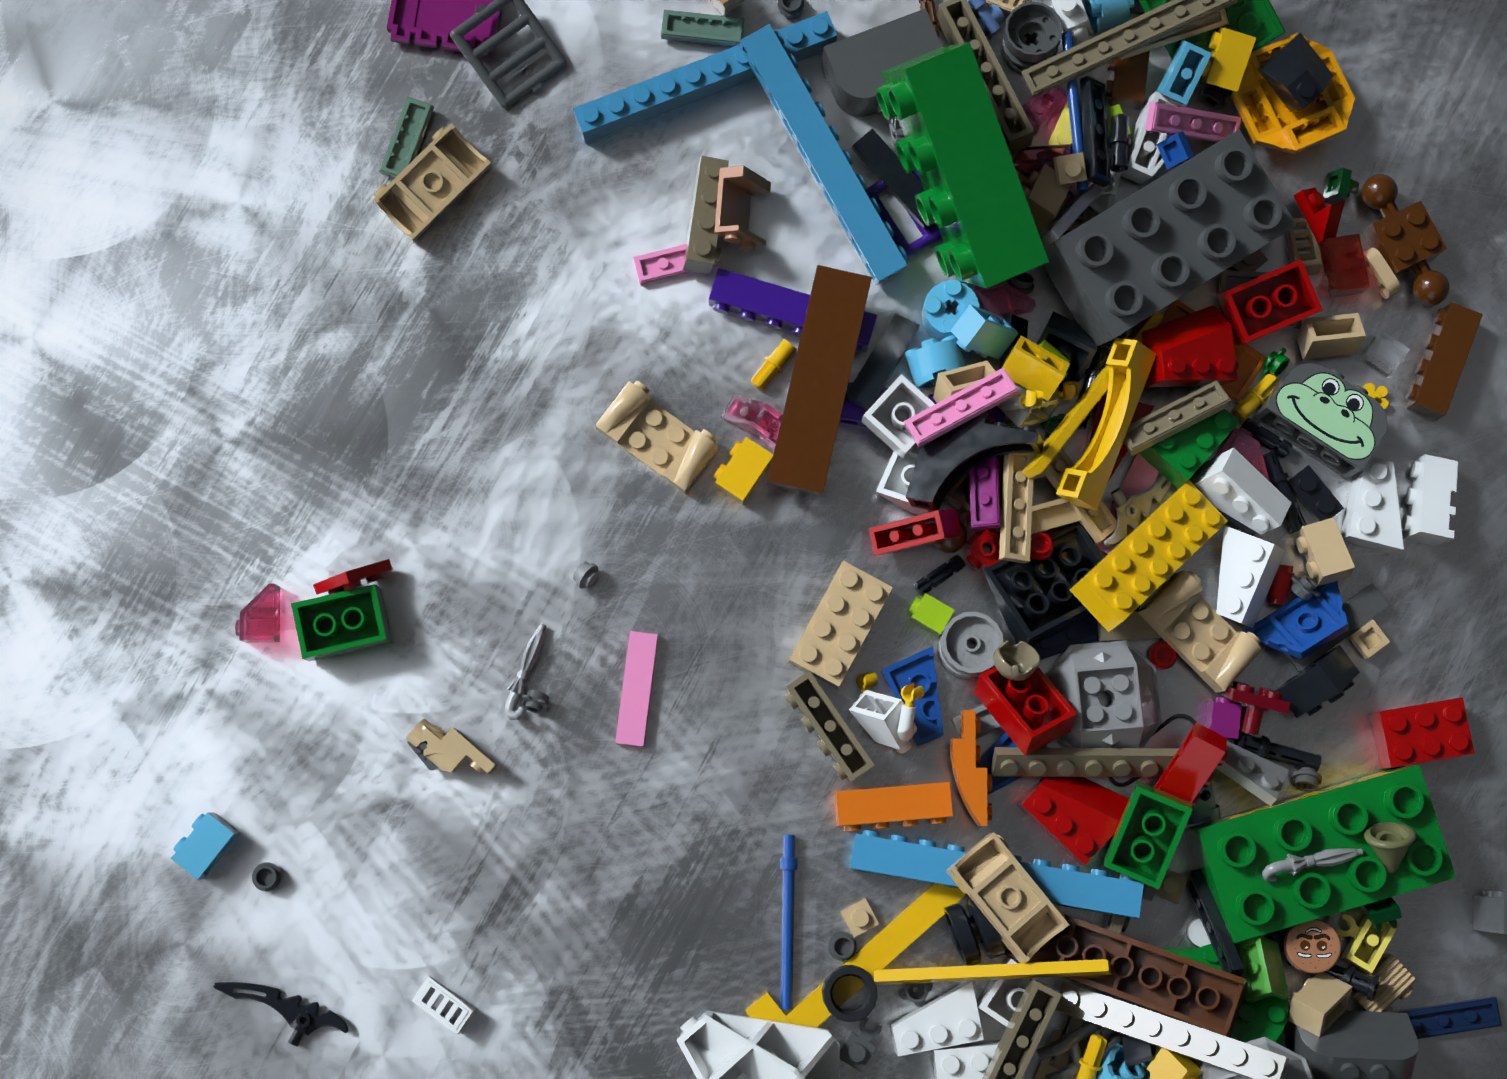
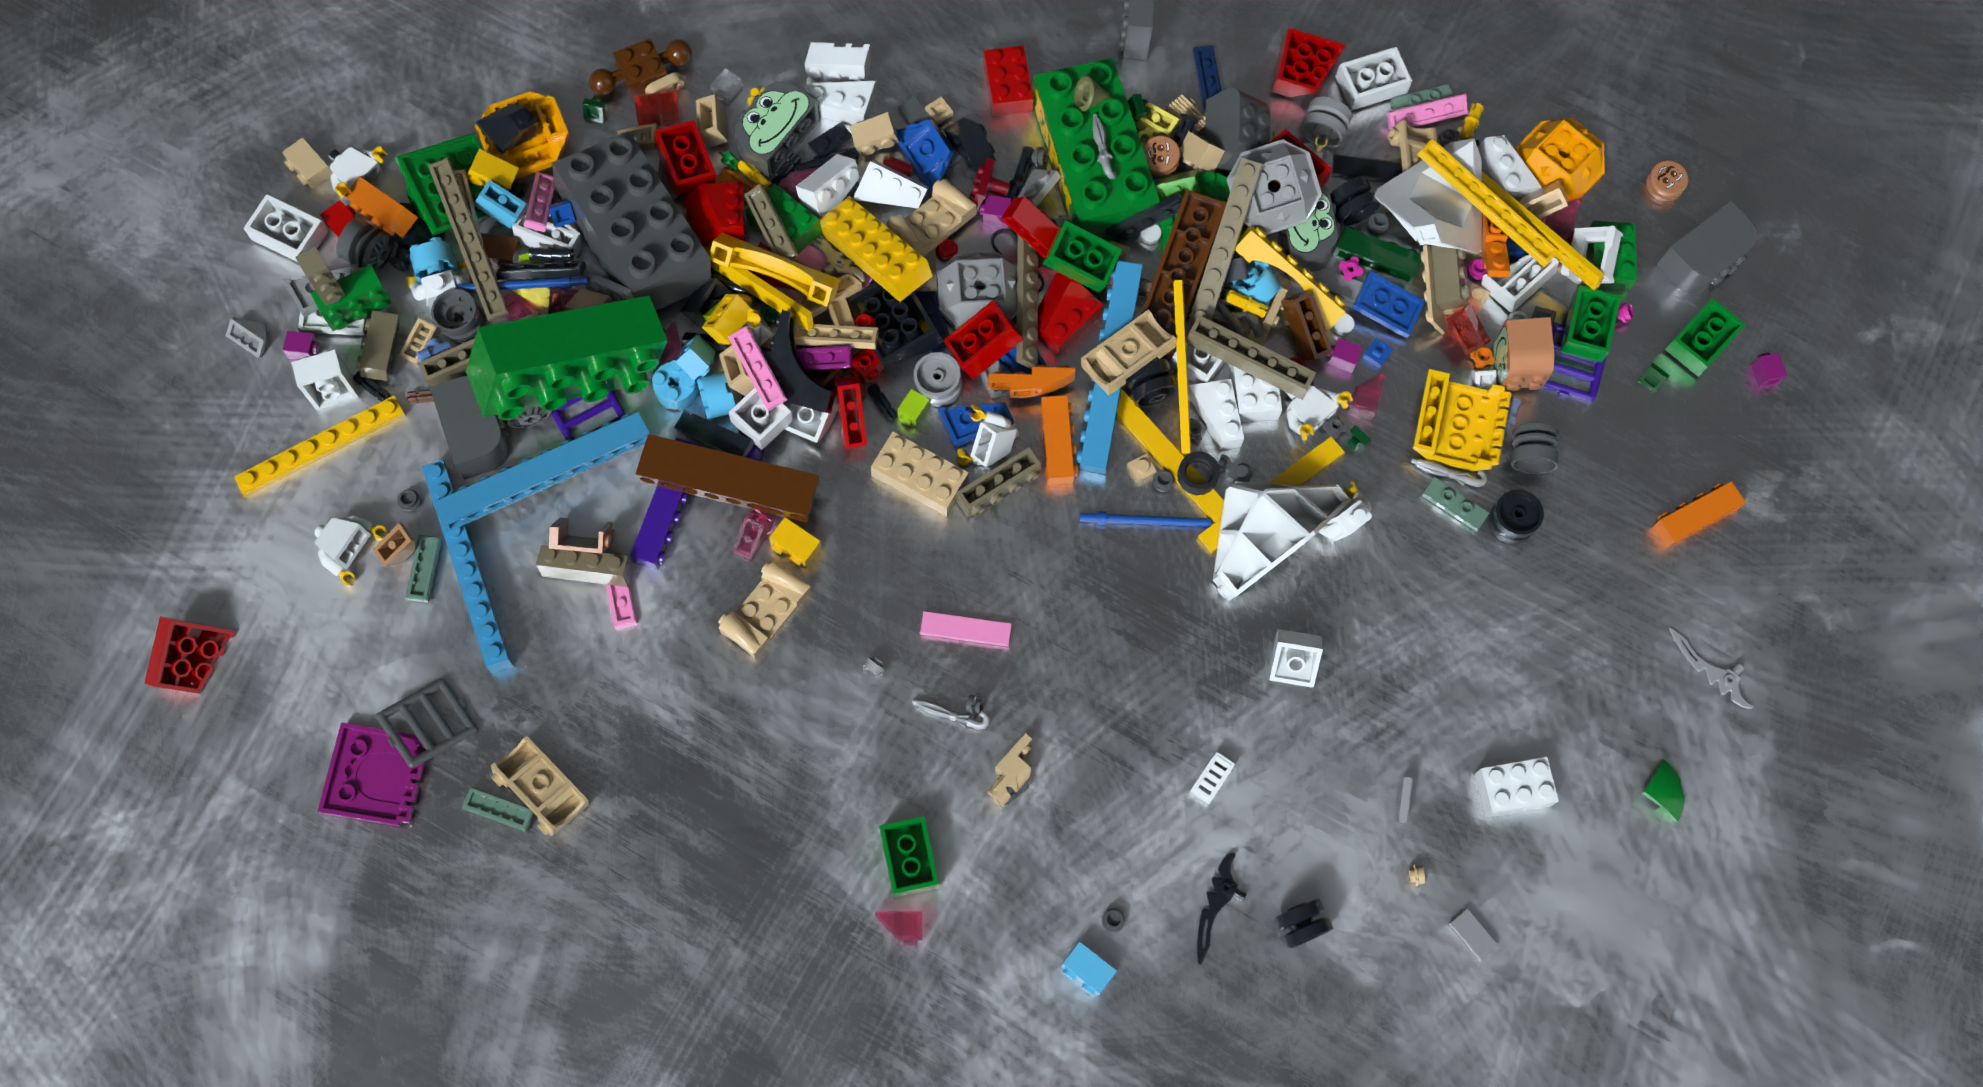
camera: 90 degrees left, 10 degrees down
(351, 578) = (873, 846): red plate -> none
(773, 365) = (710, 520): yellow axle -> none
(890, 172) = (561, 423): black tile -> none
(1016, 661) = (952, 340): dark tan hair -> none
(1070, 168) = (571, 285): tan plate -> none
(1304, 587) = (900, 149): dark grey plate -> none
(1321, 219) = (621, 123): red slope -> none
(1443, 361) = (734, 48): reddish brown brick -> none

